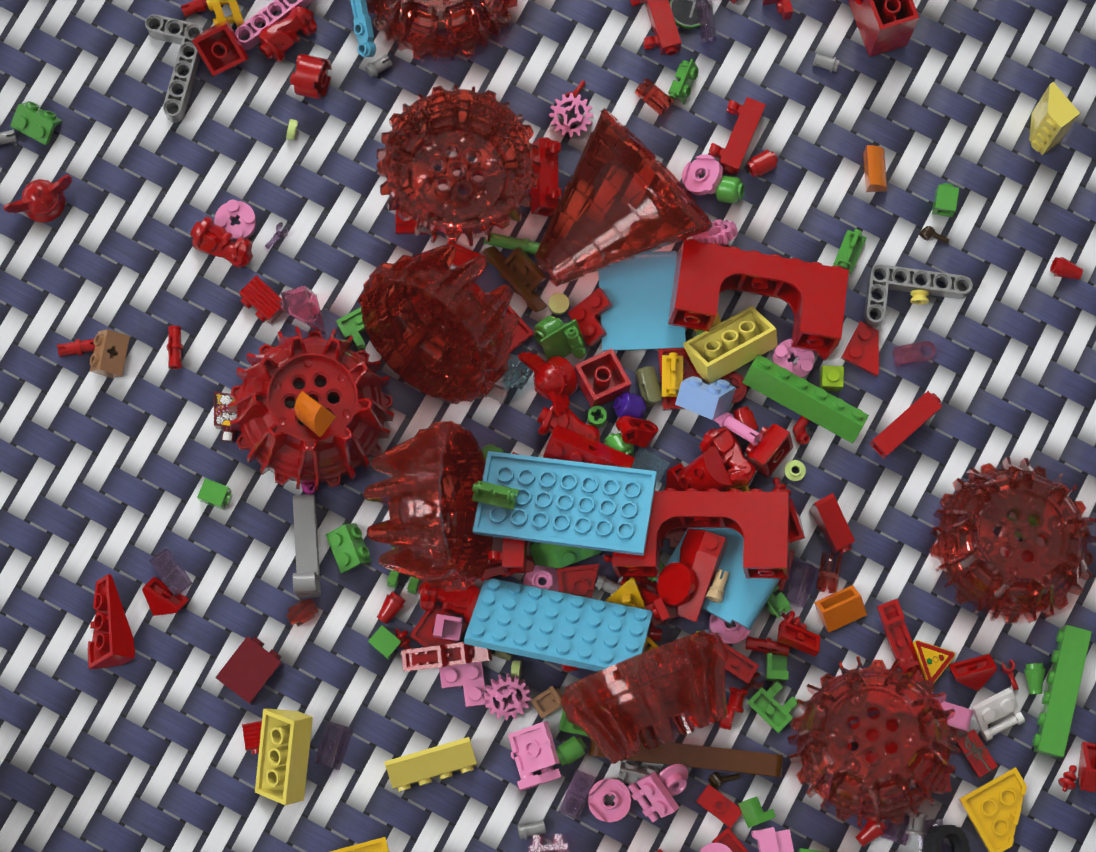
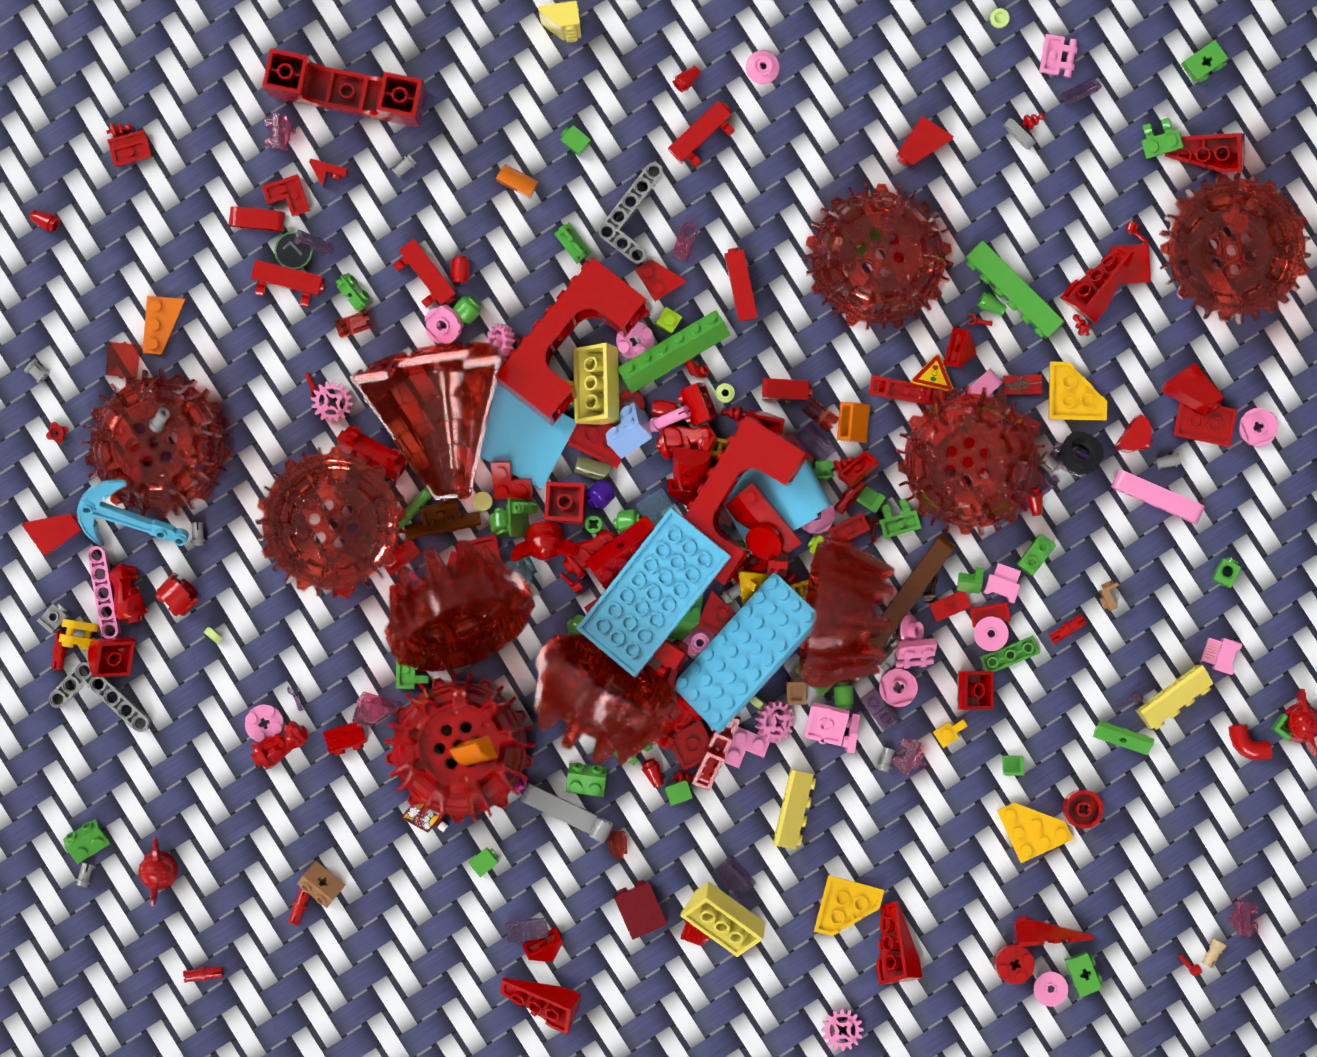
camera: 60 degrees left, 10 degrees up
(174, 347) = (343, 829): red pin -> none
(447, 627) = (695, 737): bright pink panel -> none
(494, 495) = (616, 643): bright green hinge -> none
(529, 435) = (576, 587): none -> red hand
(636, 430) = (623, 500): red piece -> none
(671, 374) = (594, 446): yellow hinge -> none
(716, 591) = (788, 514): tan pin -> none
(734, 705) = (880, 549): red connector -> none
(919, 297) = (642, 210): light yellow bush -> none
(929, 231) = (593, 169): dark brown hand -> none
(994, 709) = (997, 350): white plate -> none
(1024, 309) = (700, 132): none -> red brick

